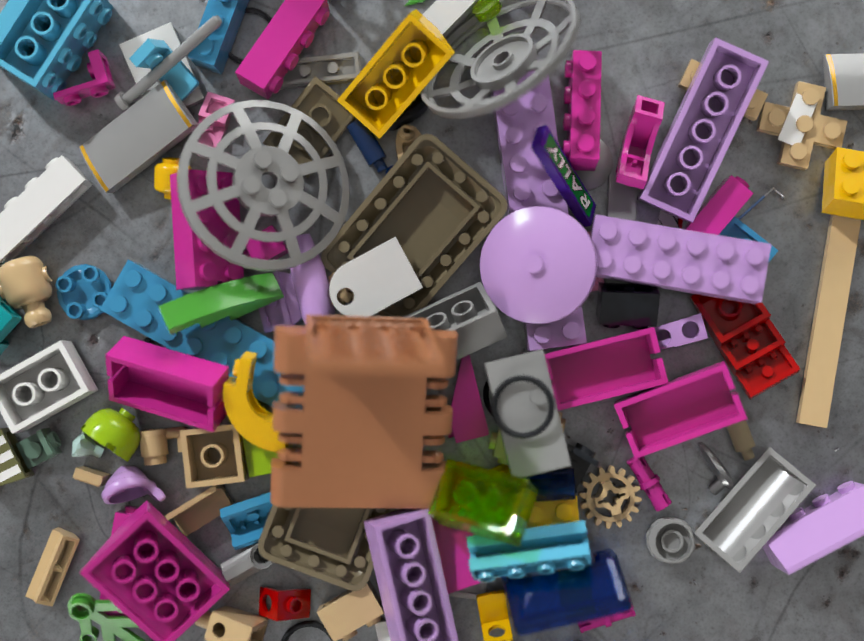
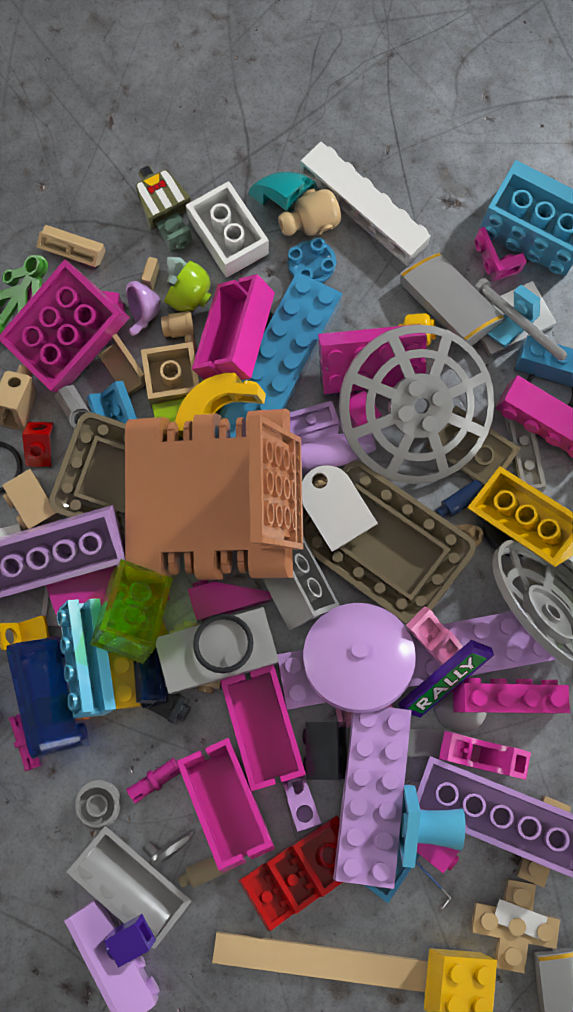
camera: 80 degrees right, 10 degrees down
(218, 129) = (467, 363): bright pink slope -> none
(221, 300) = (310, 371): bright green slope -> none
(520, 184) = (433, 635): none -> bright pink slope
(596, 500) = (144, 753): tan gear -> none
(714, 205) = (427, 827): none -> medium azure plant
(809, 509) = (129, 941): none -> dark purple brick

